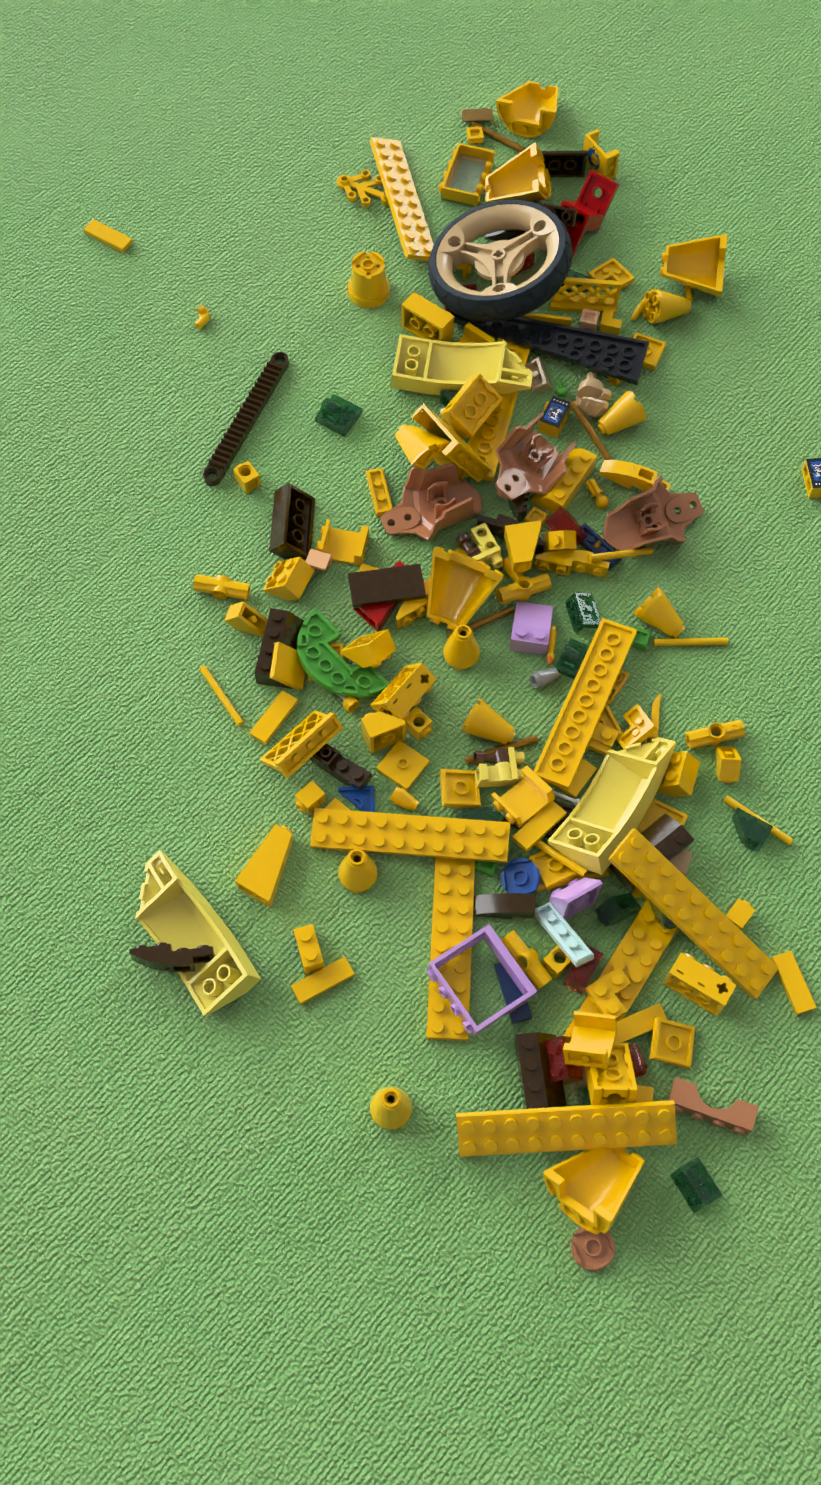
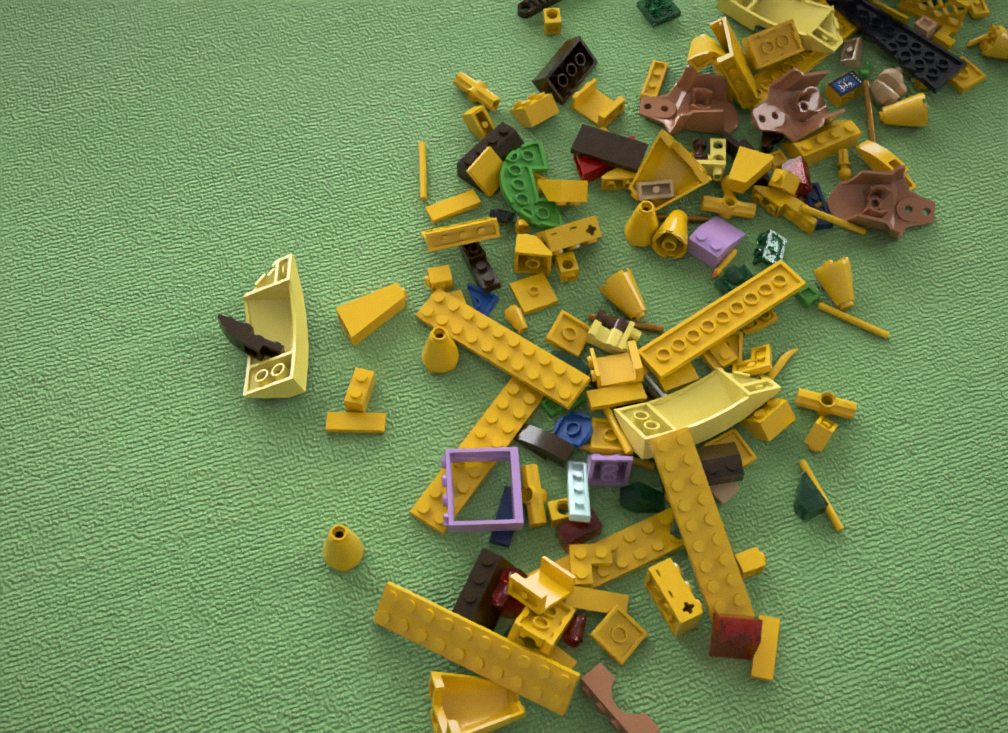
camera: 30 degrees right, 5 degrees down
(318, 559) = (567, 106): light nougat panel -> none
(328, 704) = (501, 215): none -> black plate
(453, 606) = (655, 190): none -> tan slope
(493, 642) = (672, 236): none -> yellow cone
(543, 677) = (699, 284): light grey cone -> none
(768, 987) = (735, 636): none -> clear red slope

